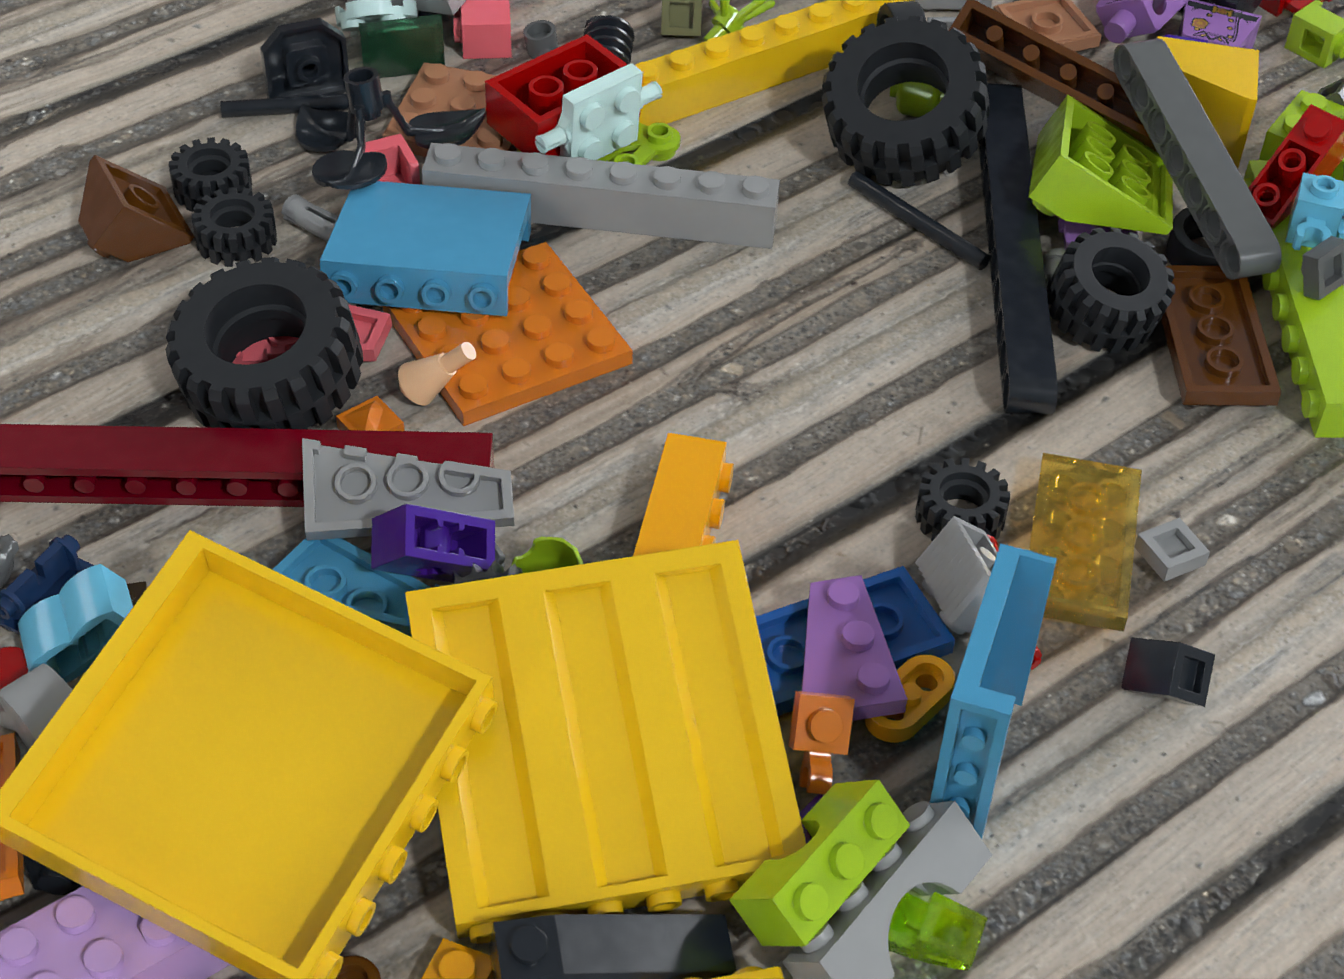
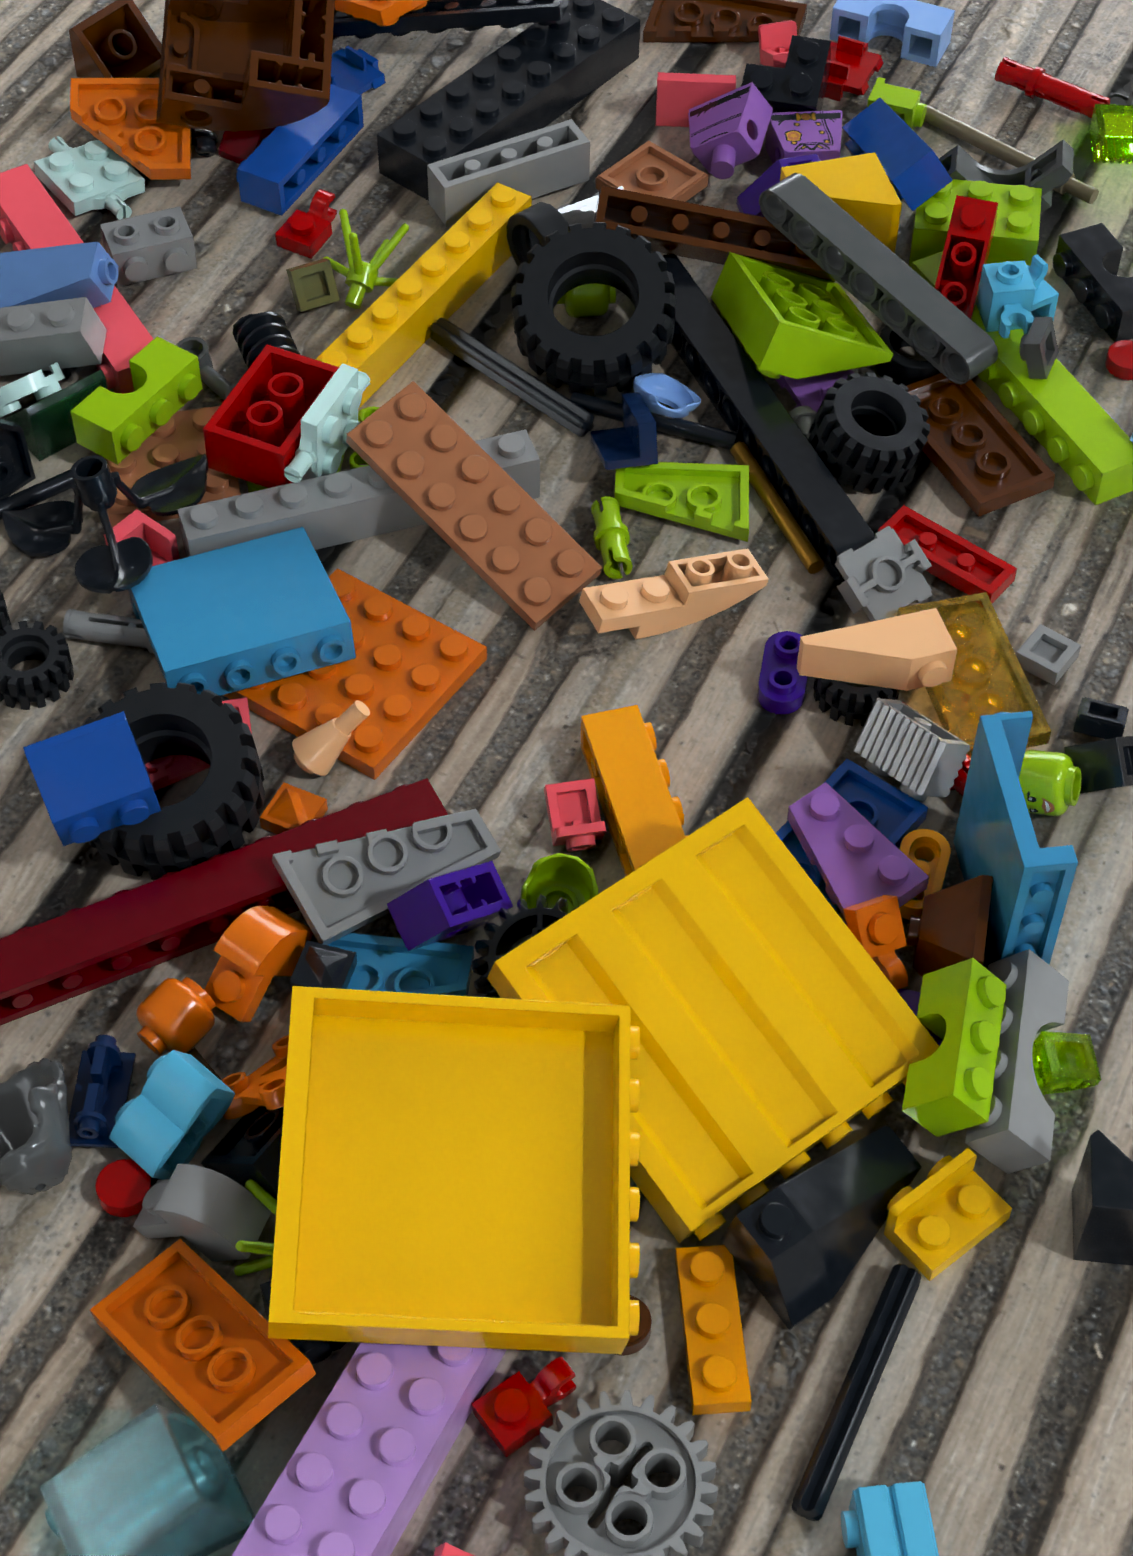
camera: 25 degrees left, 5 degrees up
(141, 546) = (175, 1016): none -> orange head
(176, 310) = (92, 779): none -> blue slope
(253, 516) = (252, 951): none -> orange brick
(292, 556) = (323, 967): none -> black tile
(436, 63) = (120, 422): none -> lime arch
(612, 517) = (574, 814): none -> coral bracket
(690, 226) = (473, 505): none -> nougat plate
(809, 300) = (611, 537): none -> lime pin
(811, 144) = (512, 377): none -> black axle
(847, 371) = (682, 596): none -> light nougat slope
(881, 228) = (631, 444): none -> dark blue panel
(903, 466) = (780, 685): none -> dark purple plate
(903, 755) = (951, 925): none -> reddish brown slope
(907, 289) = (689, 493): none -> lime wing
(941, 195) = (666, 390): none -> light blue piece
(986, 331) = (778, 509): none -> pearl gold bar
(993, 481) = (884, 653): none -> light nougat slope
(1046, 419) = (883, 575): none -> light grey piece
(1090, 663) = (1049, 782): none -> lime head
(1125, 425) = (952, 556): none -> red plate
(1191, 627) = (1100, 719): none -> black tile
(1287, 65) = (903, 154): none -> blue brick

